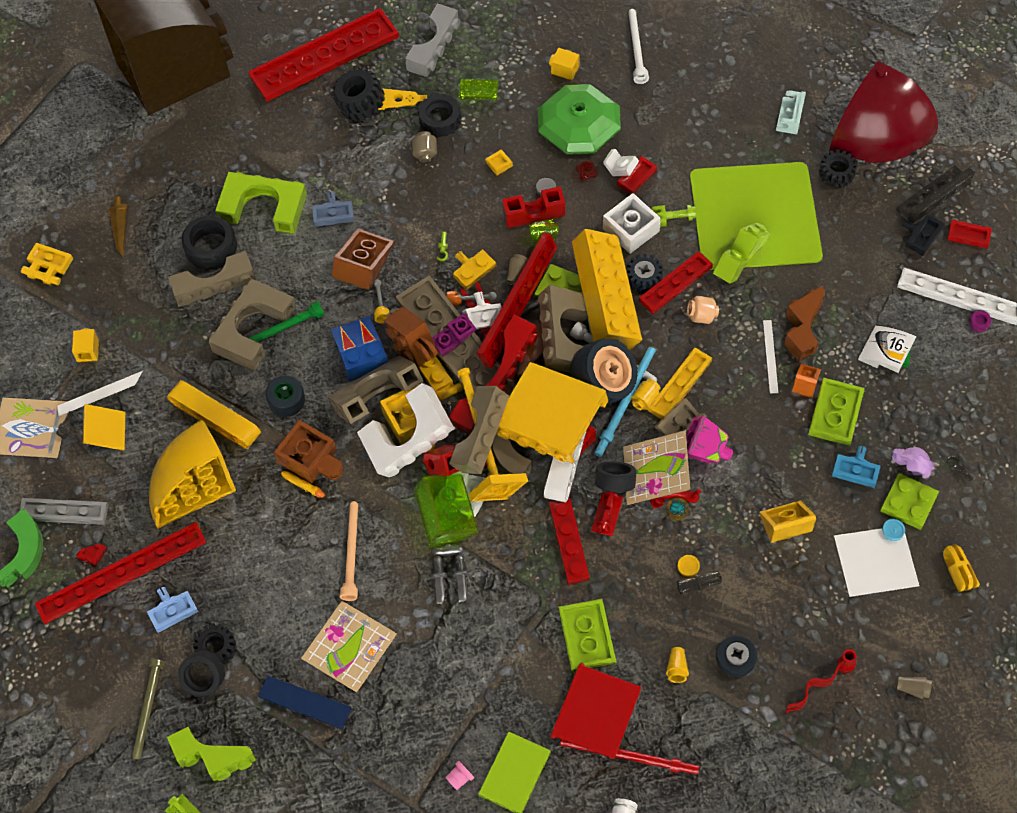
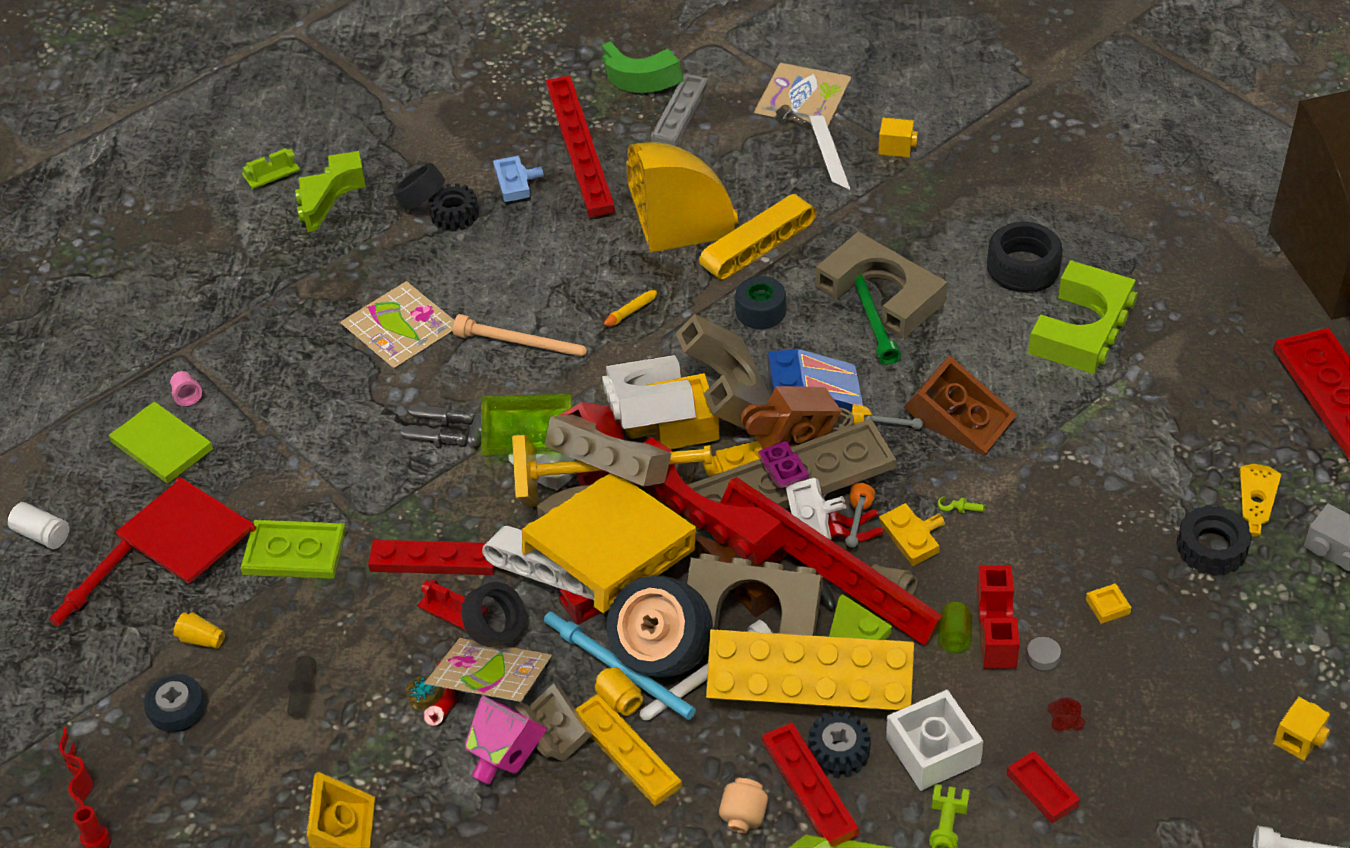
camera: 105 degrees right, 15 degrees down
(49, 258) = (1036, 119): yellow plate -> none
(92, 554) = (614, 127): red tile -> none
(104, 427) = (772, 141): yellow piece -> none
(118, 221) = (1101, 185): pearl gold bar -> none
(155, 665) = (454, 161): olive bar -> none
(190, 288) = (970, 277): dark tan arch -> none
(305, 702) = (348, 274): dark blue tile -> none
(309, 453) = (661, 306): dark orange brick -> none
(332, 212) = (1050, 389): sand blue plate -> none
(362, 83) = (1262, 439): black tyre -> none
(424, 146) = (1150, 508): dark tan head -> none
(479, 89) = (1266, 605): clear neon green tile -> none
(579, 130) = (1171, 746): bright green rock -> none
(620, 165) = (1068, 758): white bracket -> none
(688, 566) = (334, 686): yellow piece -> none

